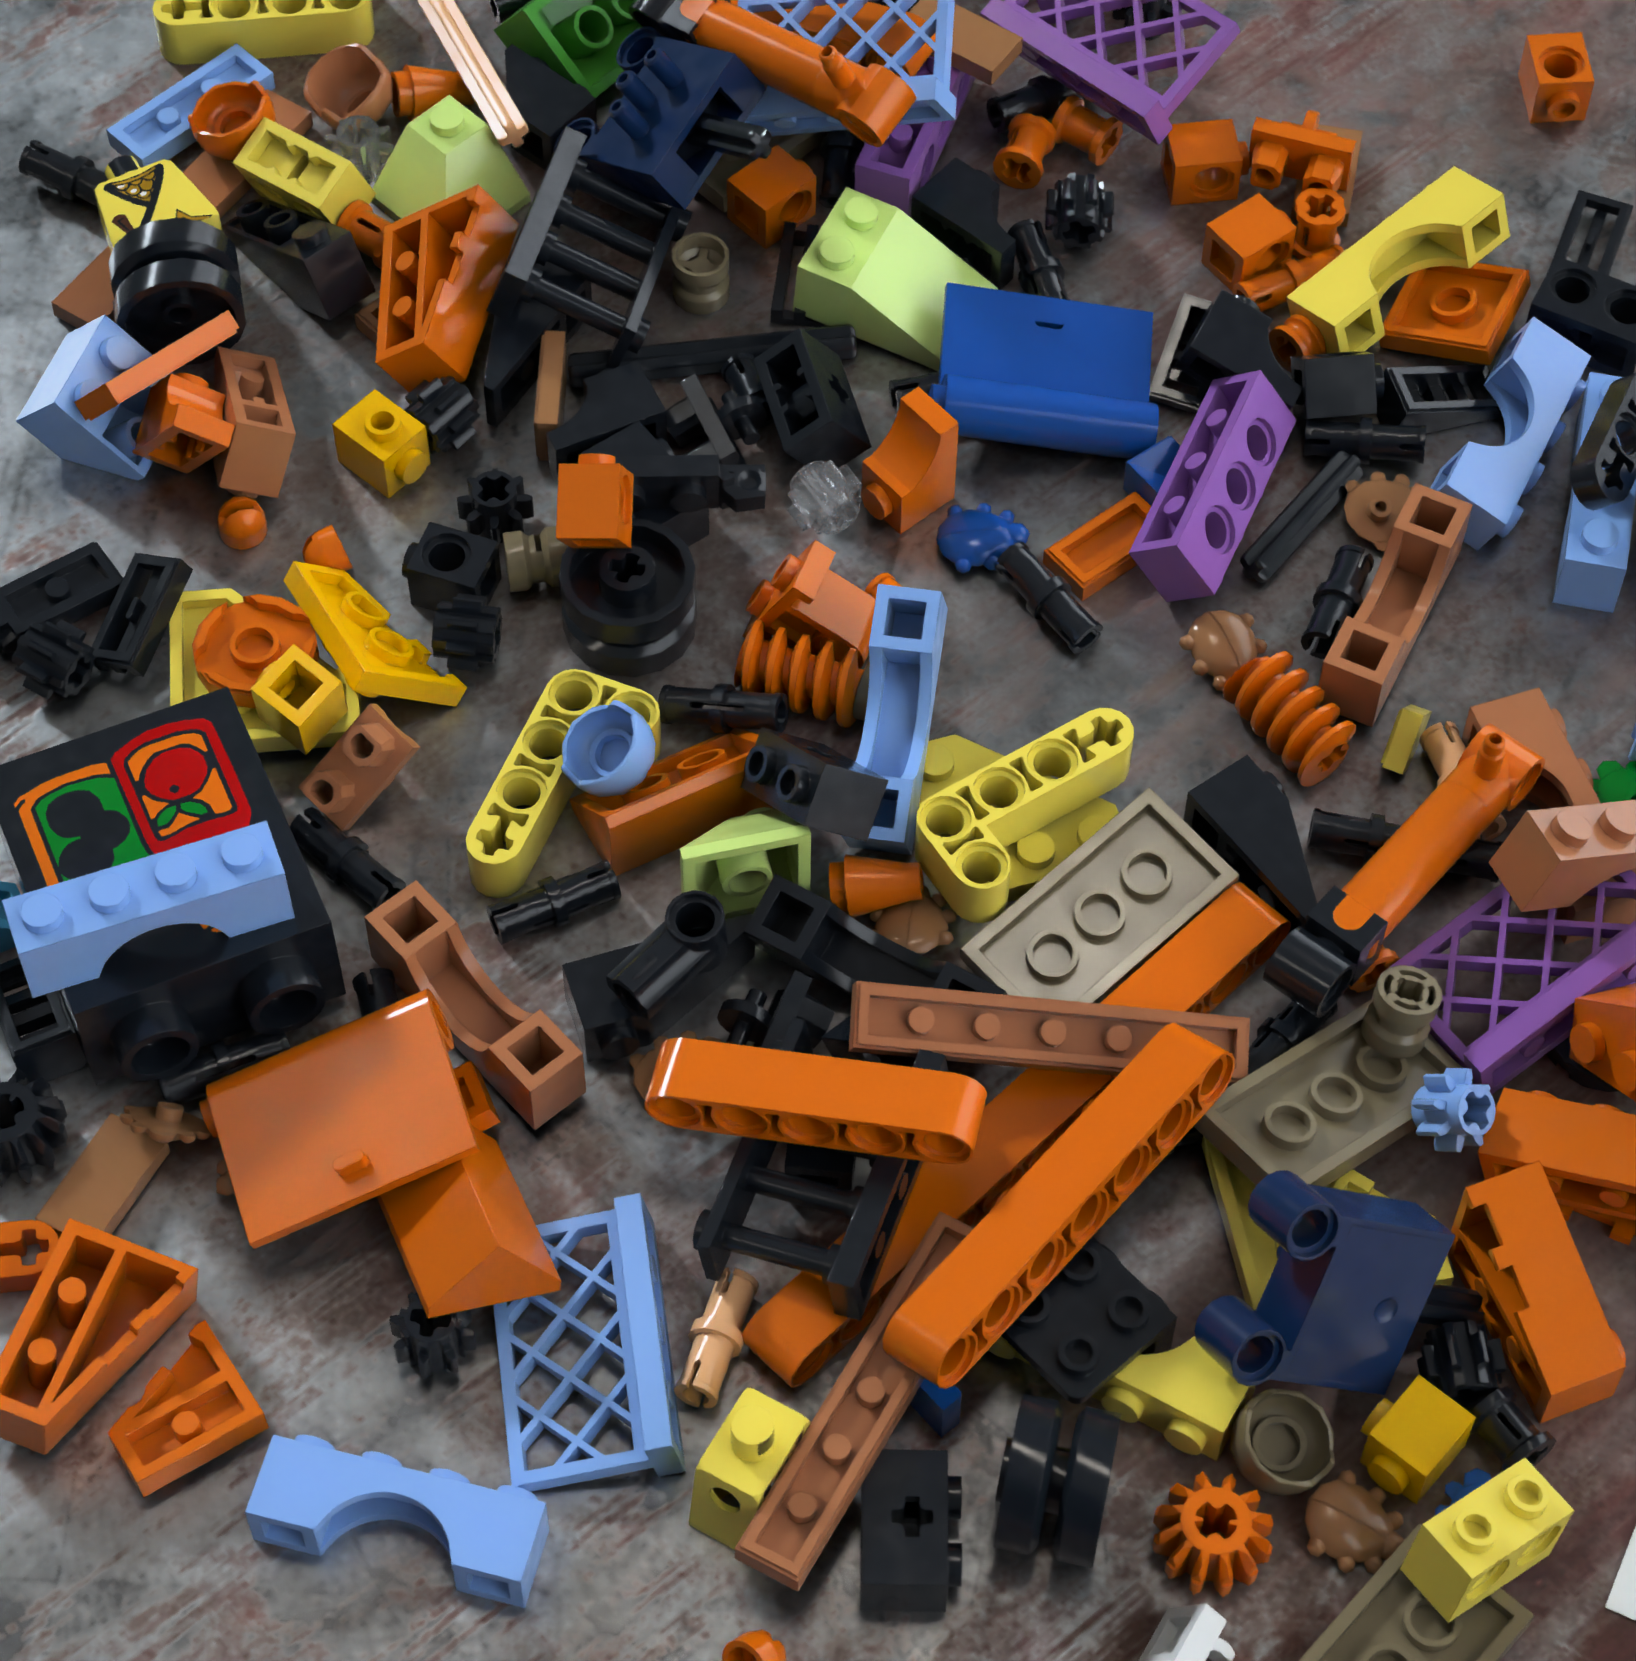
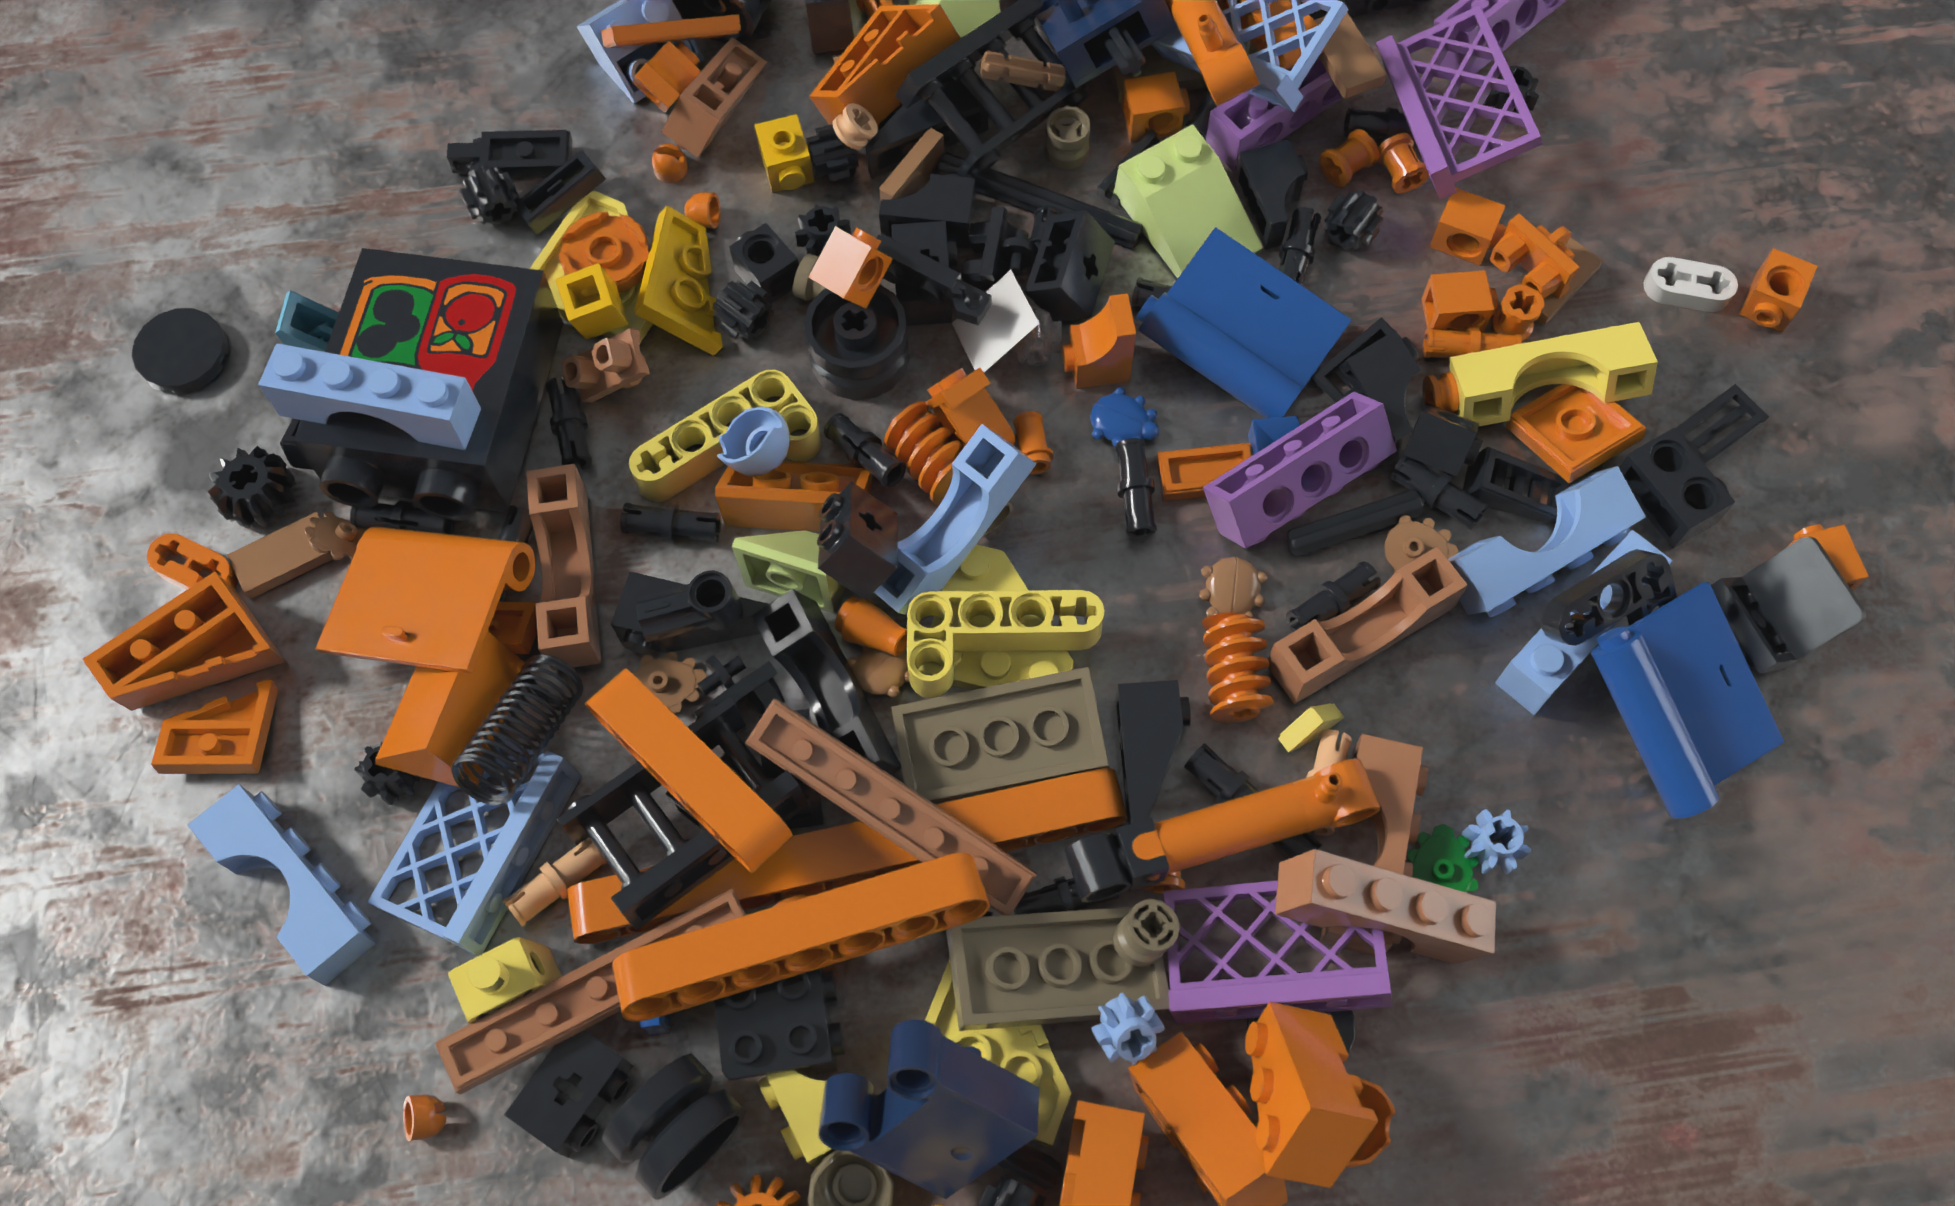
camera: 35 degrees right, 10 degrees up
(461, 367) = (855, 126): none -> light nougat bush
(529, 1162) = (491, 766): none -> black piece
(615, 218) = (1022, 71): none -> medium nougat axle
(792, 501) = (1001, 328): none -> white sticker
(1464, 114) = (1690, 284): none -> white beam

